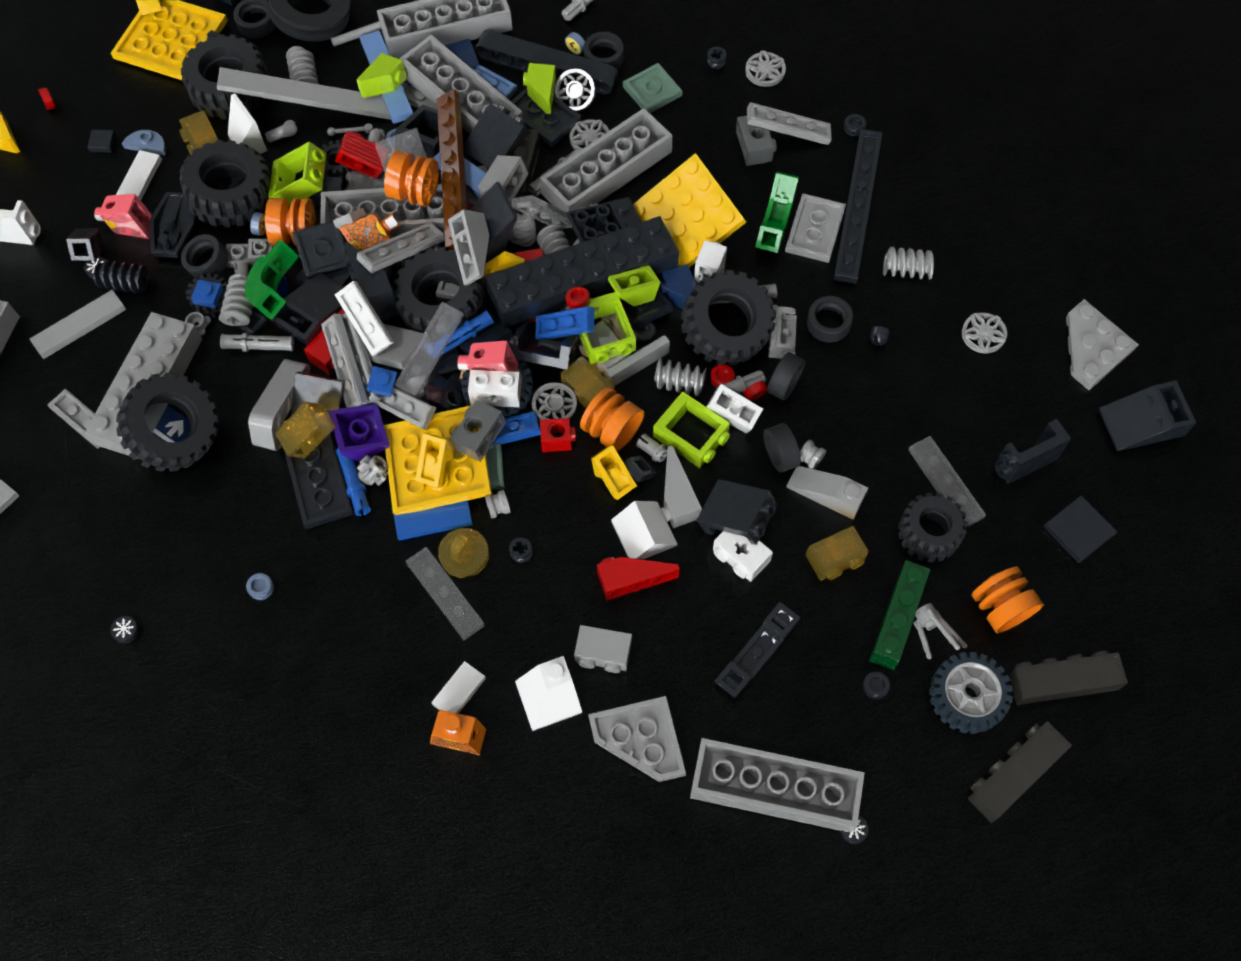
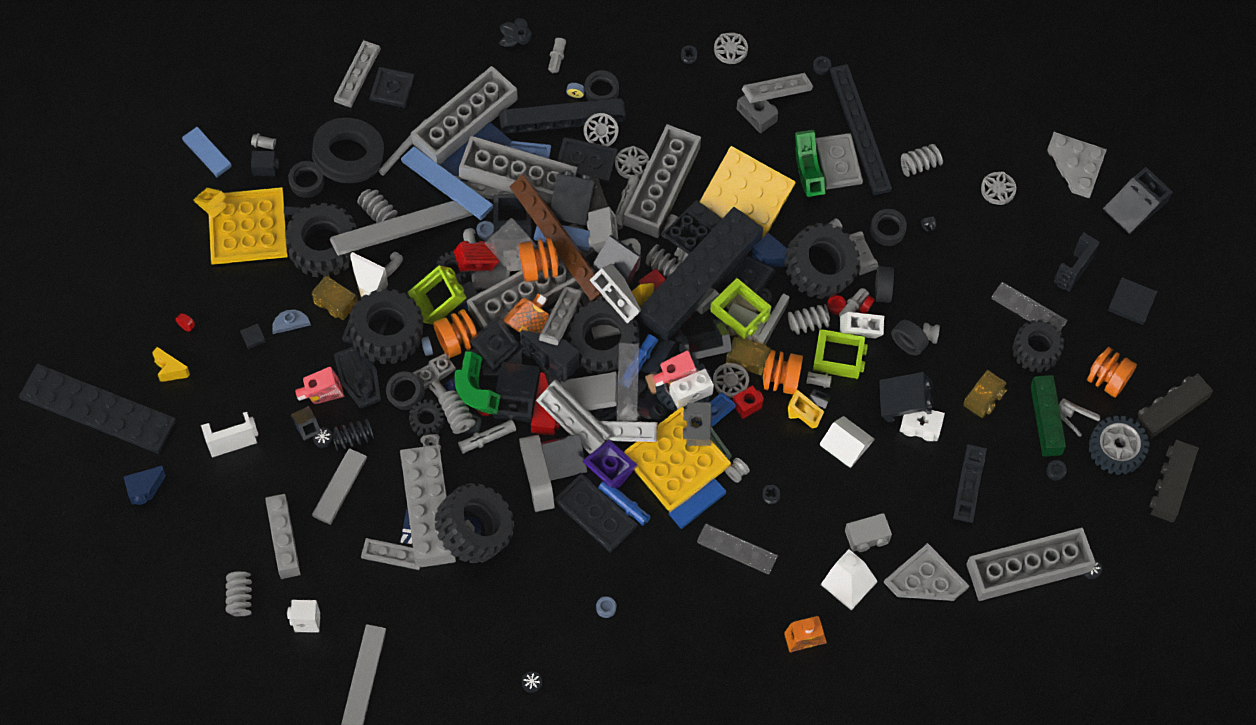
camera: 30 degrees left, 0 degrees up
(140, 174) = (303, 352): white tile -> none
(207, 293) = (430, 417): blue plate -> none
(305, 430) = (574, 481): clear yellow brick -> none
(349, 218) = (508, 311): light grey tile -> none
(364, 318) = (570, 381): white tile -> none
(367, 128) = (456, 231): light grey hinge -> none
(372, 470) = (635, 488): light grey gear -> none
(381, 381) = (607, 421): blue plate -> none
(382, 76) = (453, 185): lime slope -> none
(432, 460) = (681, 459): yellow slope -> none
(459, 689) = (787, 607): white tile -> none
(463, 552) = (733, 515): clear yellow tile -> none
(541, 85) = (576, 139): lime slope -> none
(541, 210) = (649, 241): clear tile -> none
(565, 323) = (713, 318): blue tile -> none
(577, 297) = (714, 295): red tile -> none
(629, 575) = (857, 474): red slope -> none
(636, 285) = (746, 265): lime slope -> none
(652, 88) = (655, 101): sand green tile -> none
(679, 498) = (858, 405): light grey slope -> none
(710, 260) = (785, 225): white brick -> none
(829, 490) = (955, 352): light grey slope -> none

